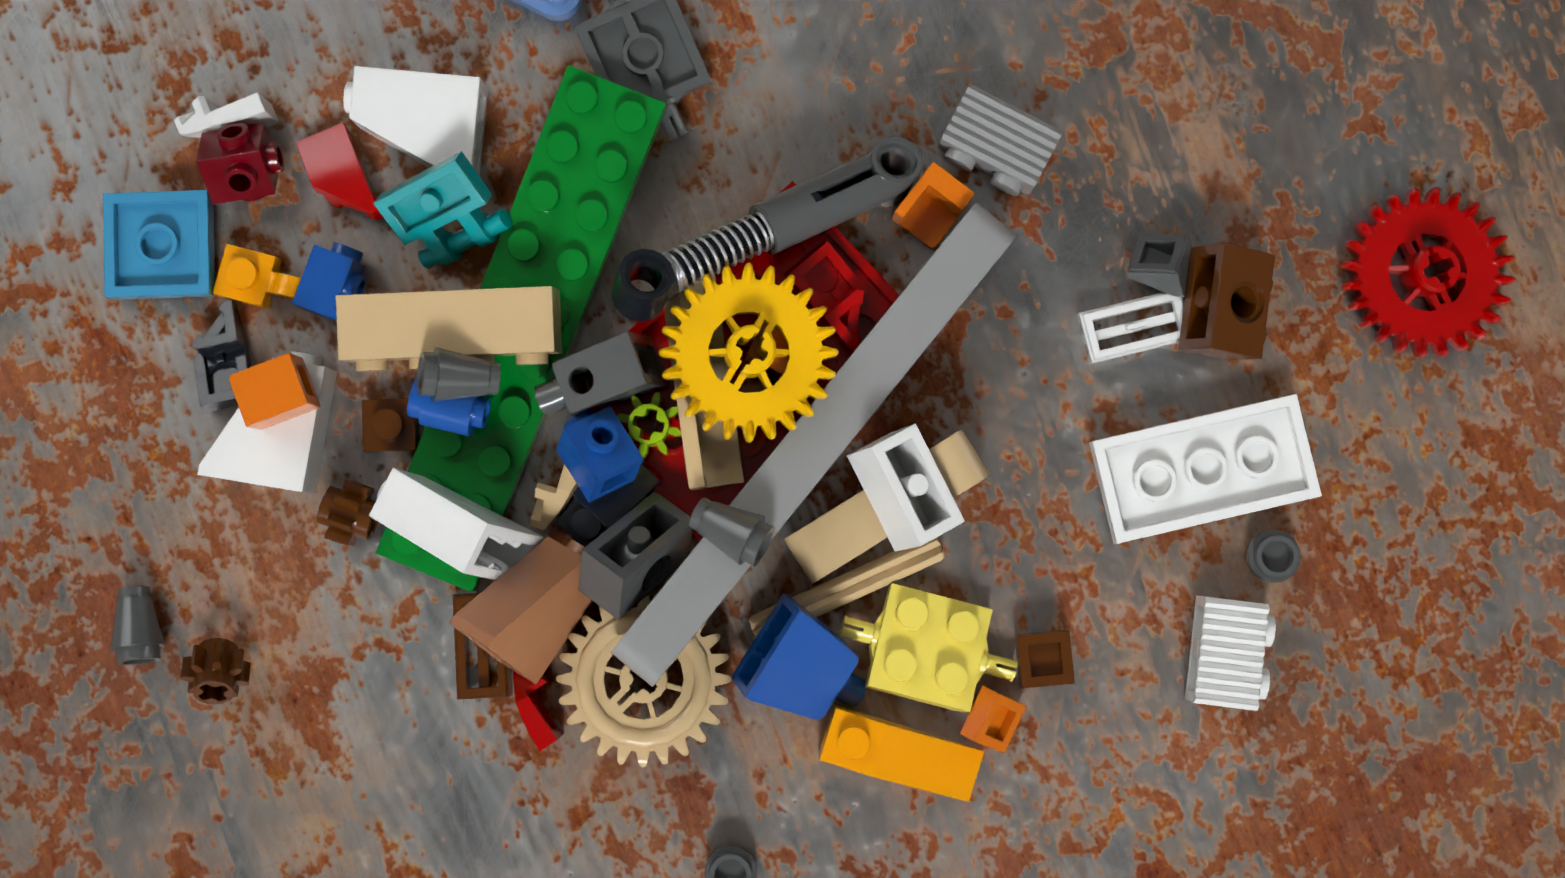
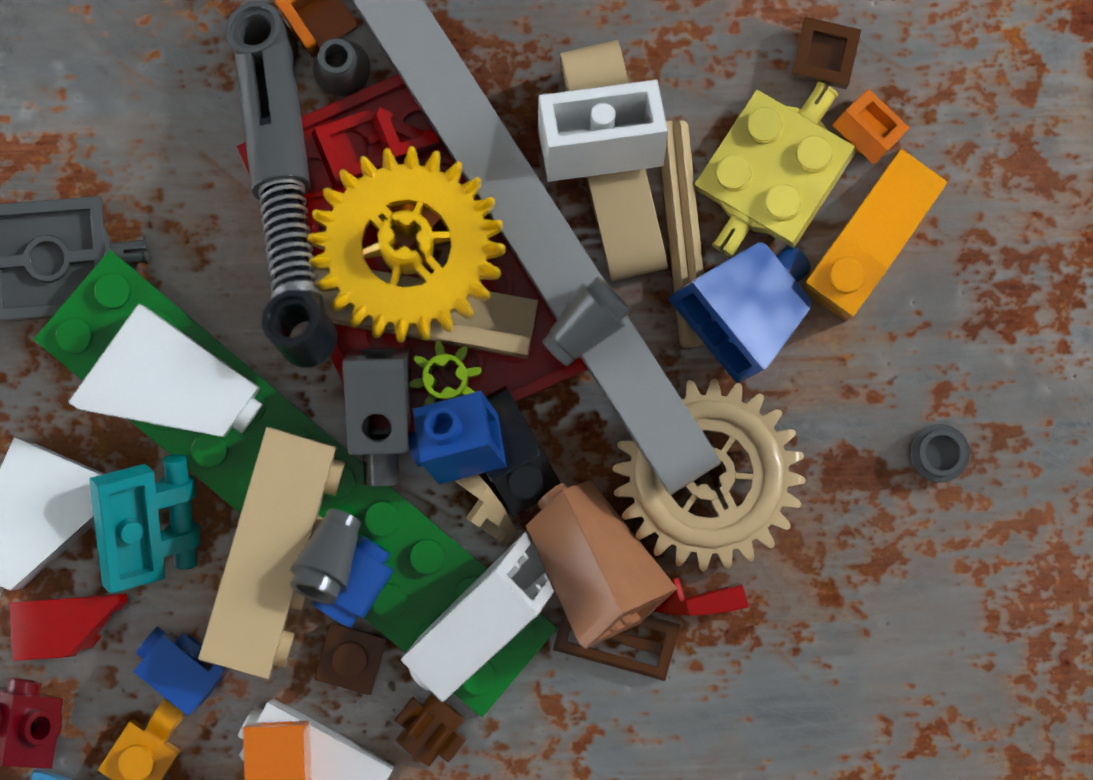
camera: 70 degrees left, 0 degrees up
(566, 189) = (167, 380): none -> white slope
(635, 555) = (577, 437): dark grey brick -> none
(887, 258) = (344, 79): none -> dark grey cone

